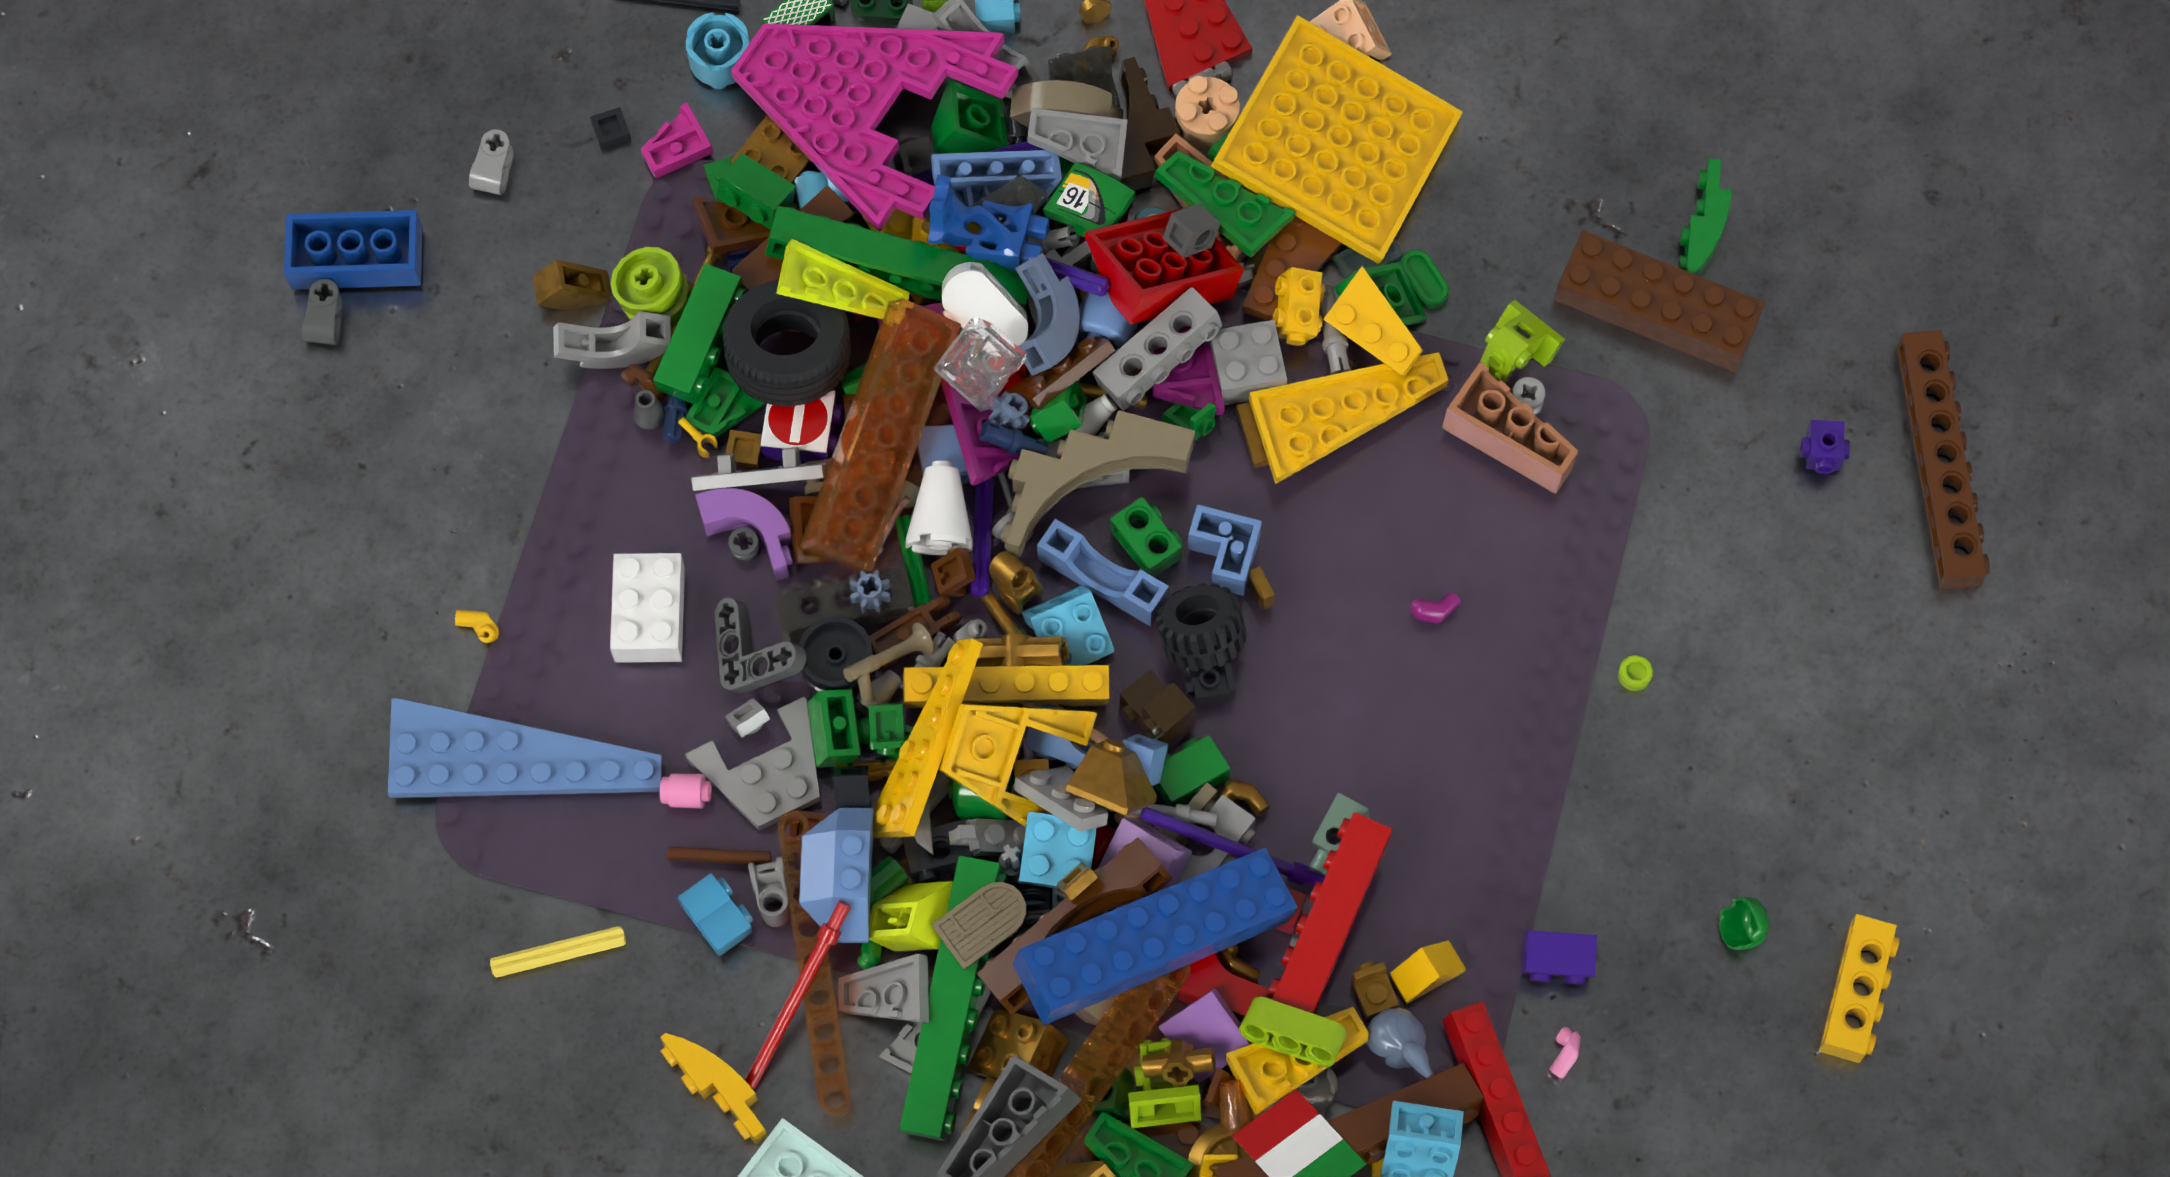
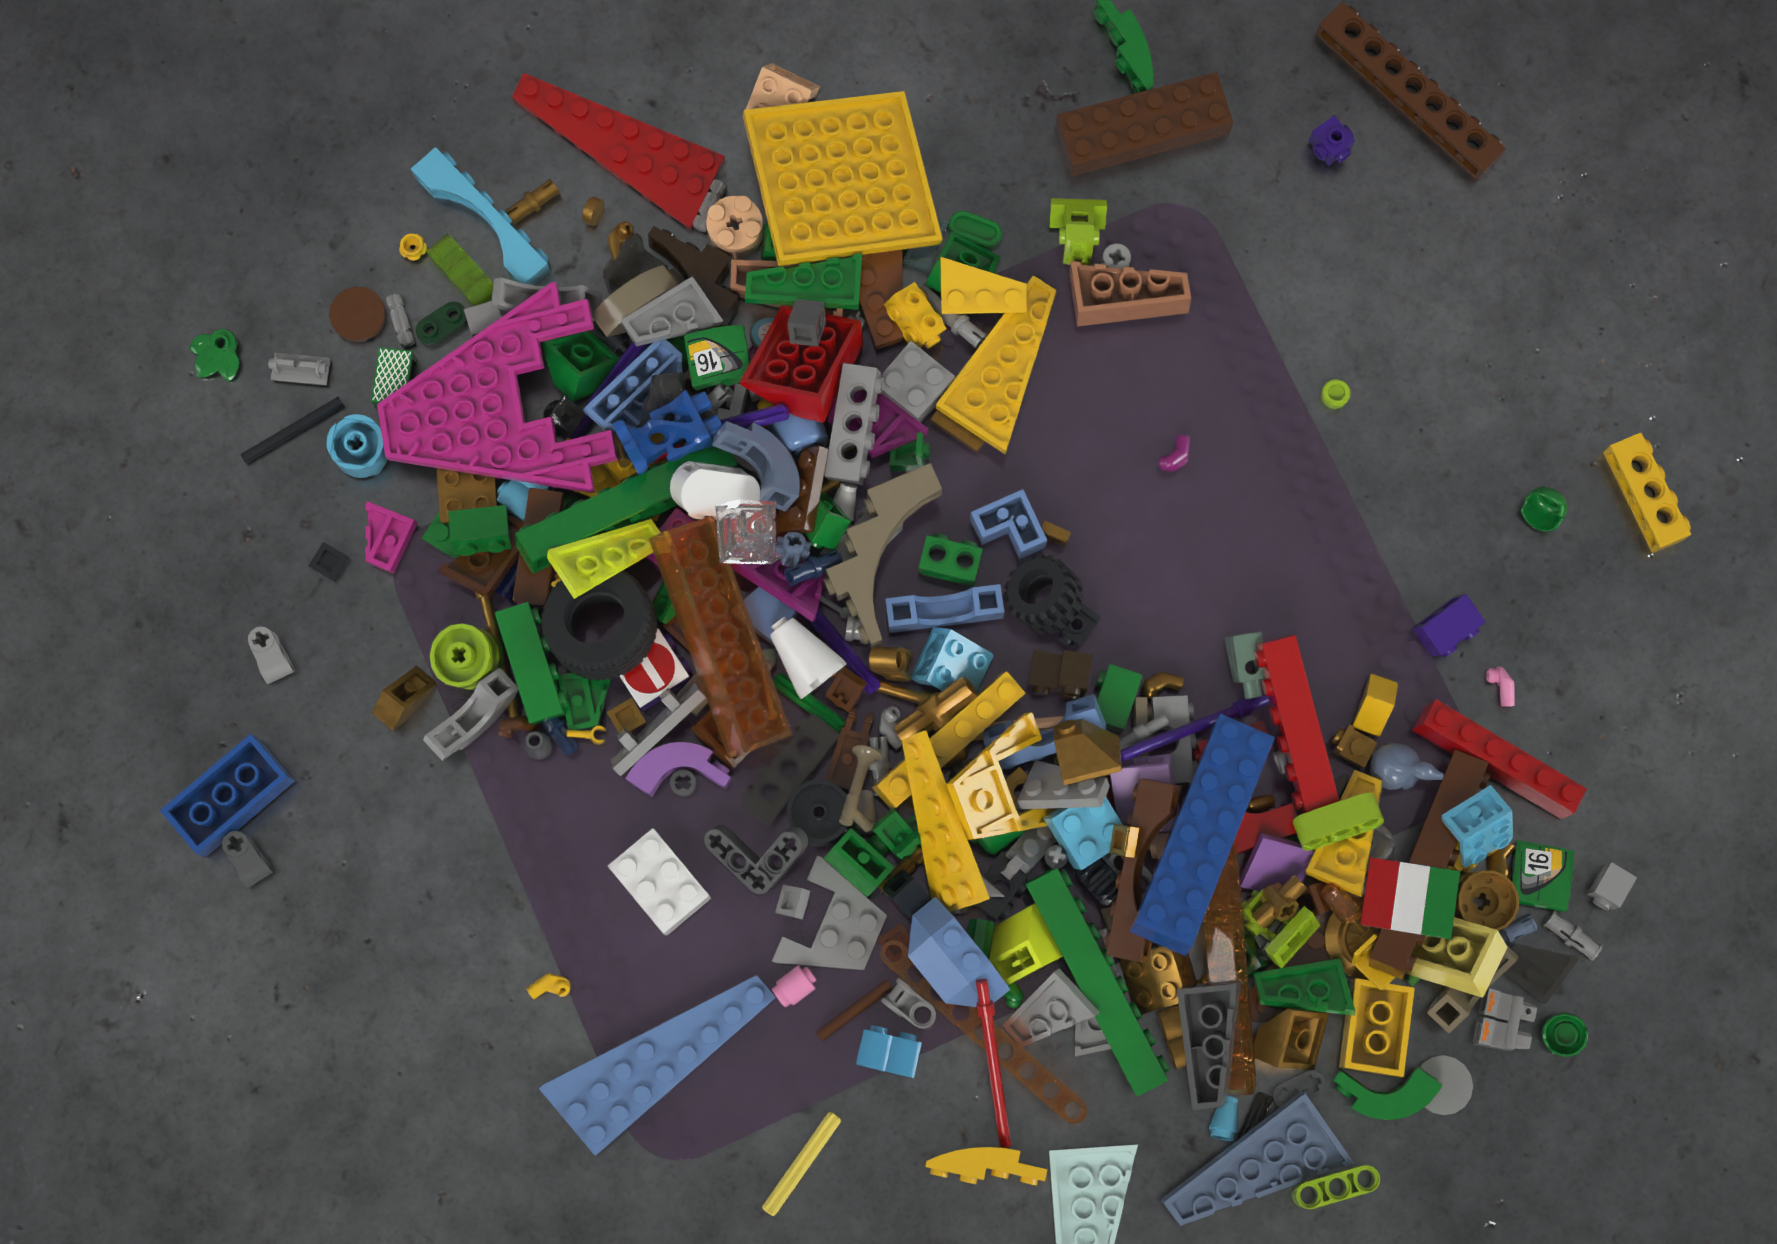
camera: 40 degrees left, 10 degrees up
(864, 585) = (798, 748): sand blue gear -> none
(982, 922) = (1079, 917): dark tan window -> none

